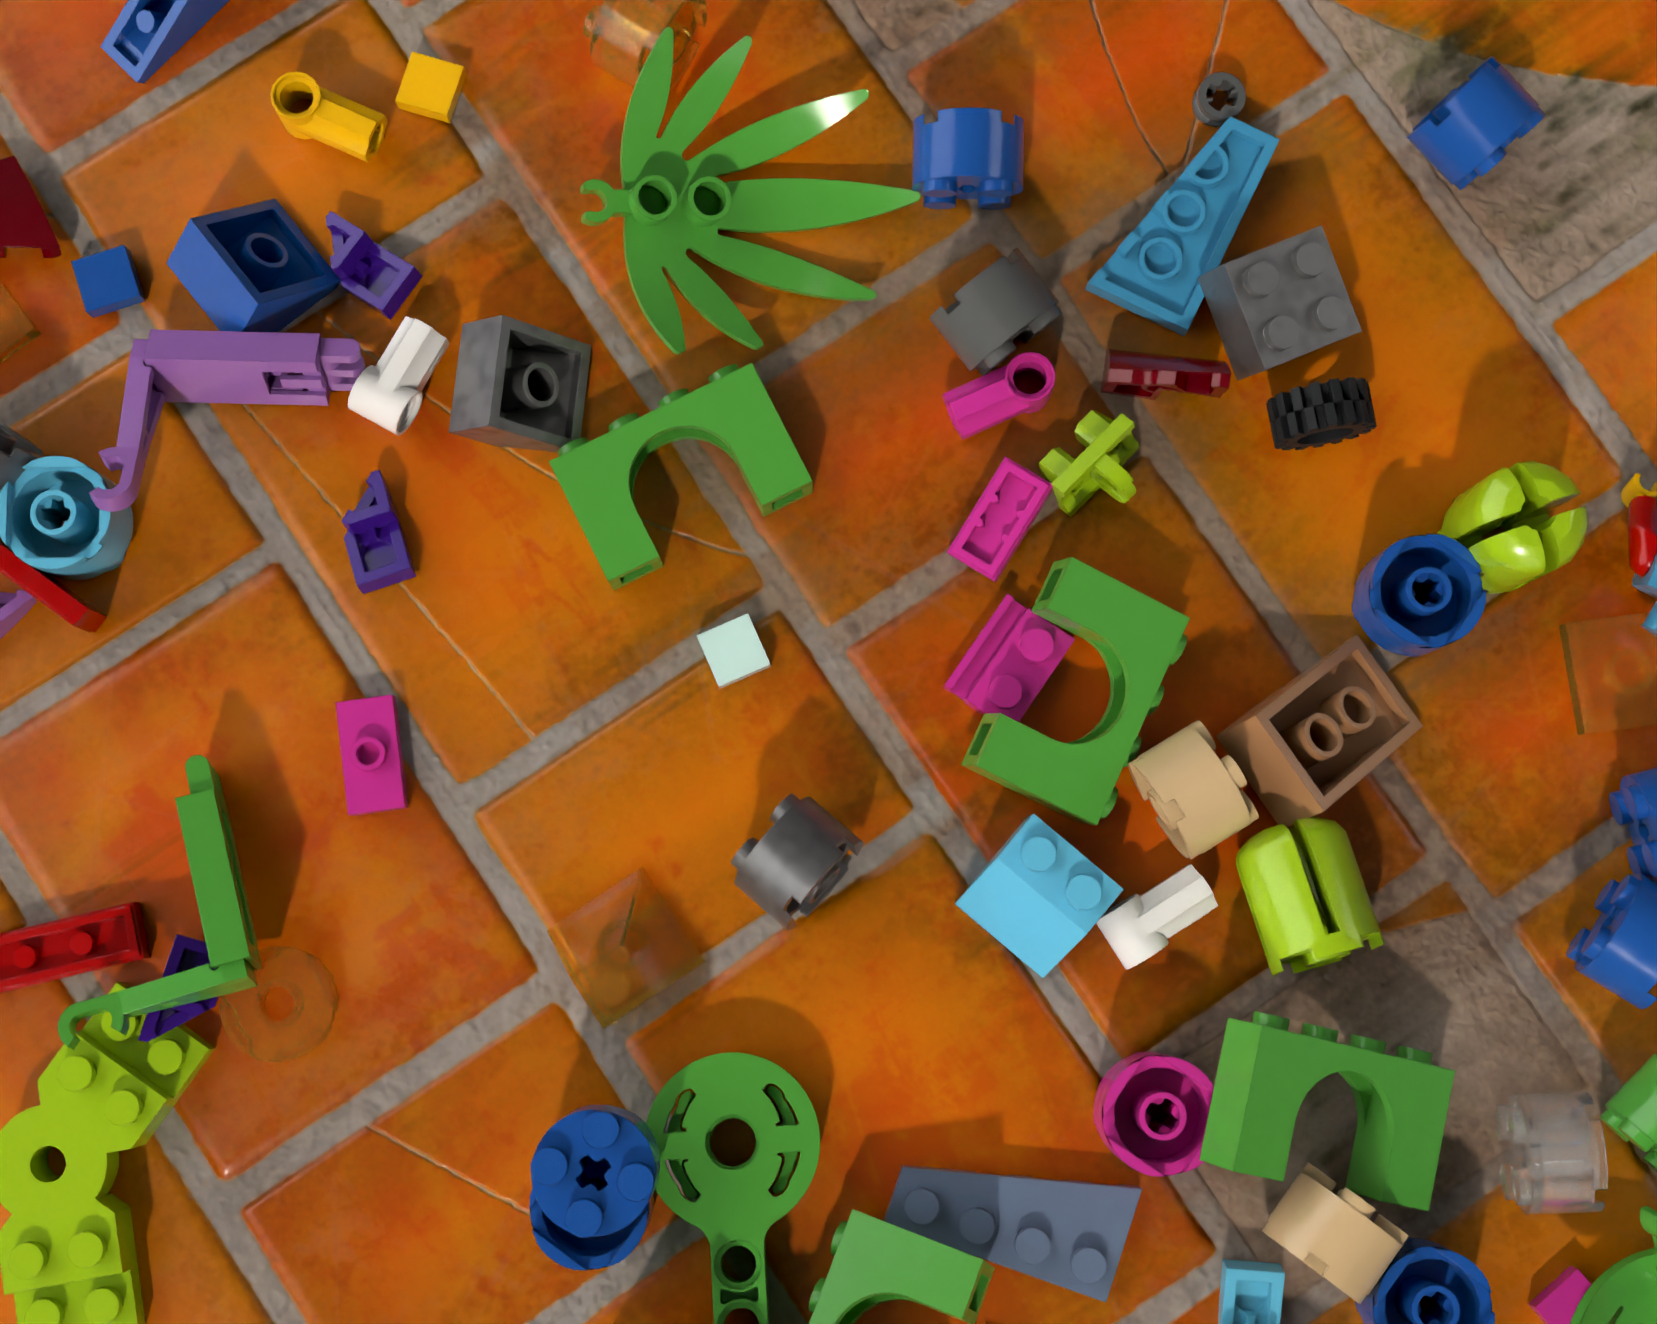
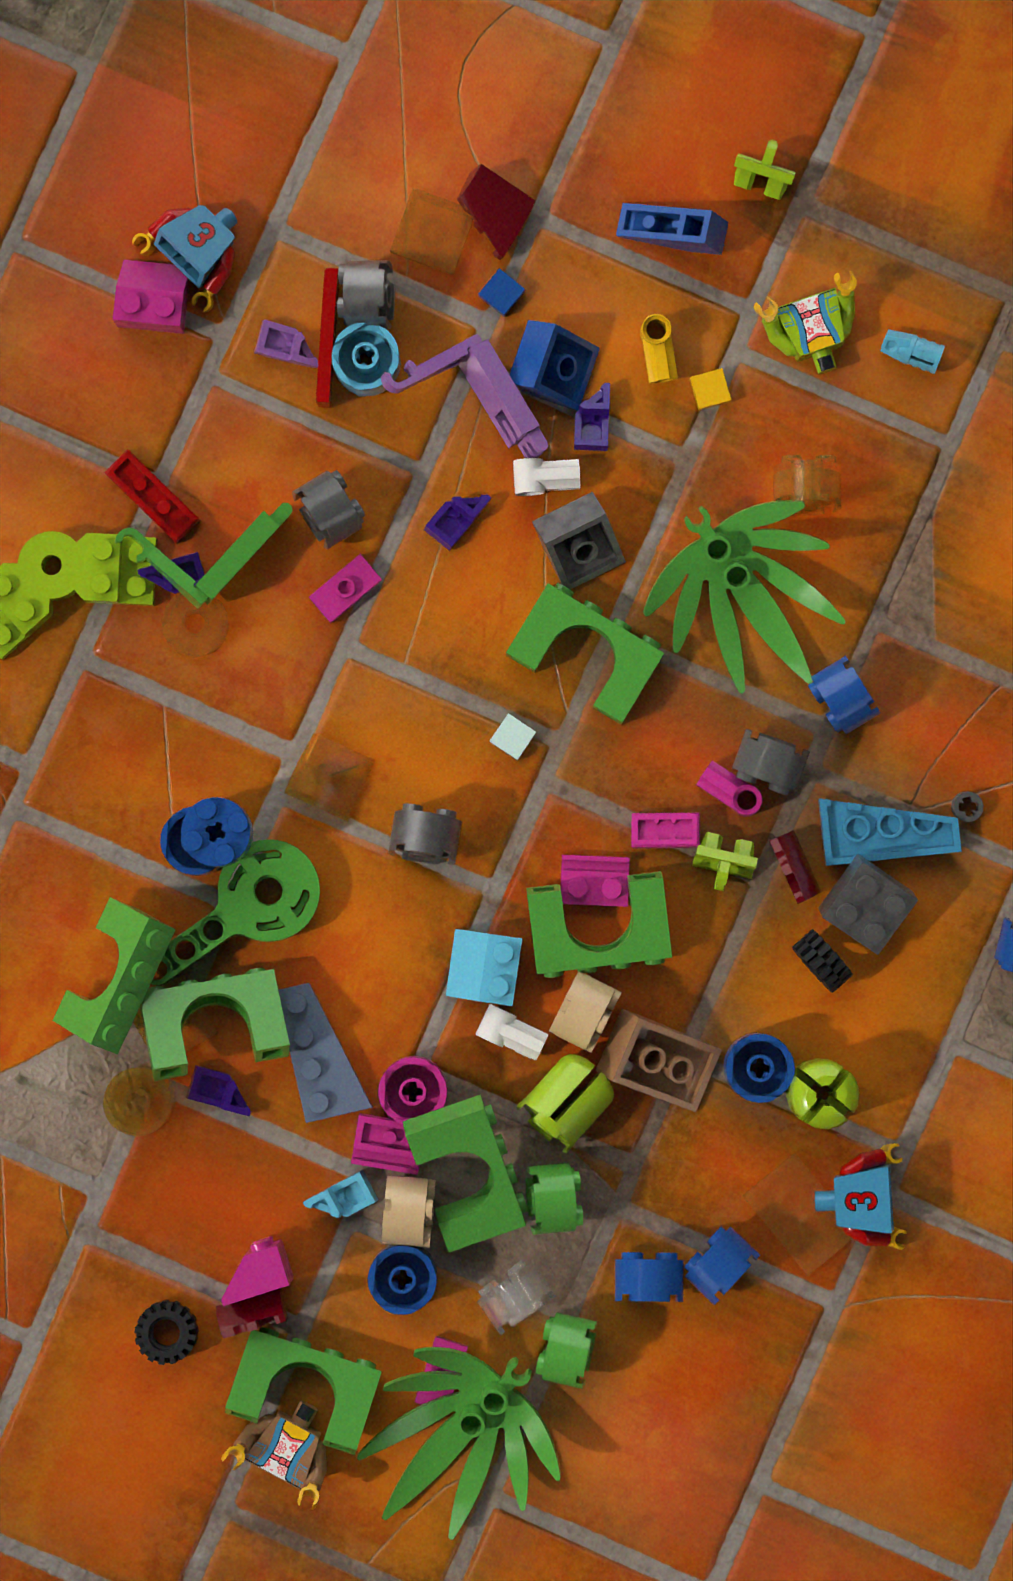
camera: 65 degrees right, 5 degrees up
(238, 703) = (329, 509): none -> dark grey brick
(1207, 1209) = (382, 1145): none -> dark pink plate
(1438, 1005) = (553, 1198): none -> bright green brick

